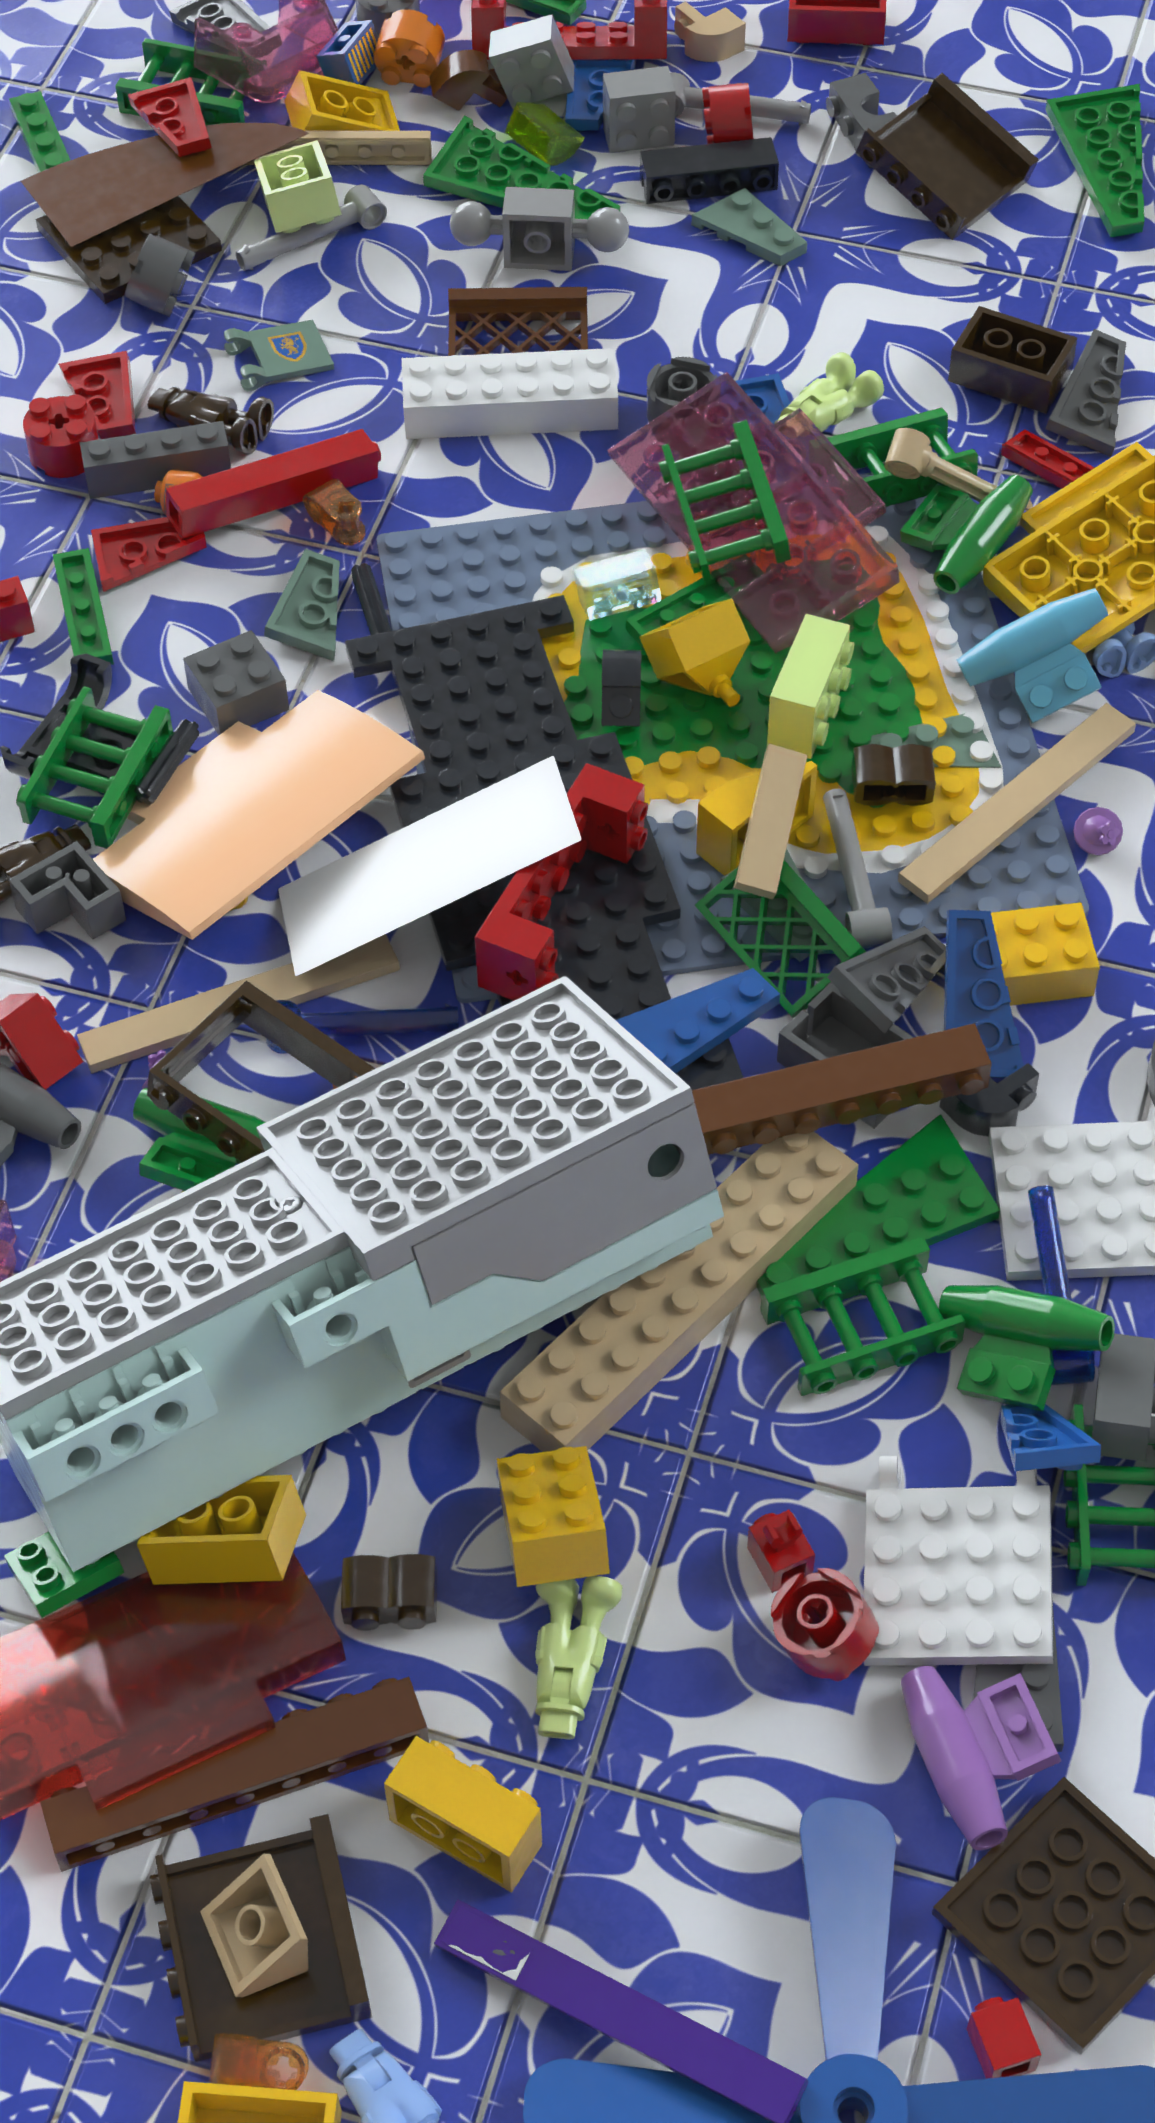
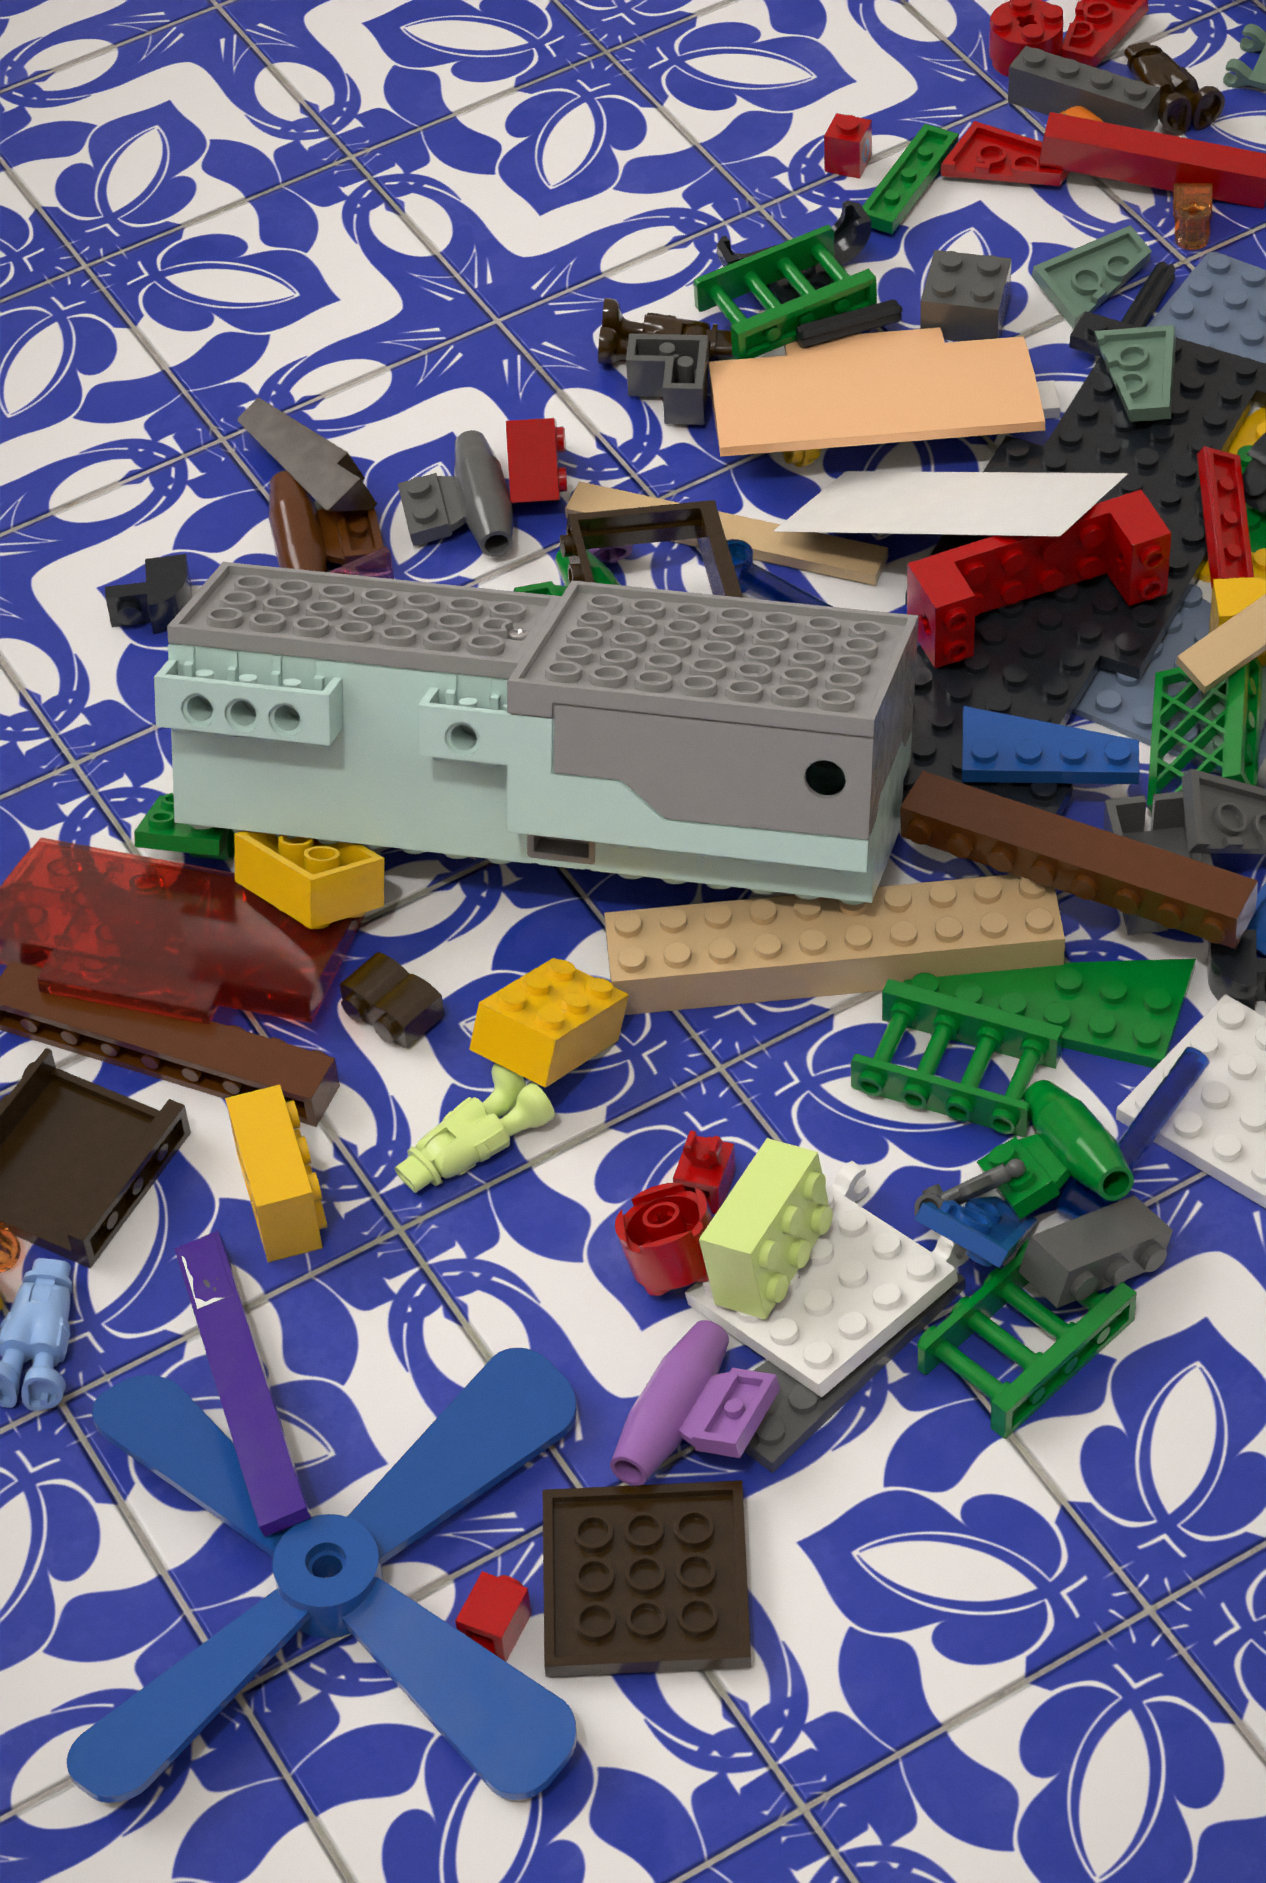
camera: 45 degrees right, 5 degrees down
(257, 1930) = (66, 1146): tan slope -> none
(448, 662) = (1141, 368): none -> sand green wing
(629, 749) = (1224, 514): none -> red tile
(908, 1560) = (766, 1228): none -> yellowish green brick
(998, 1410) = (973, 1187): none -> dark grey piece

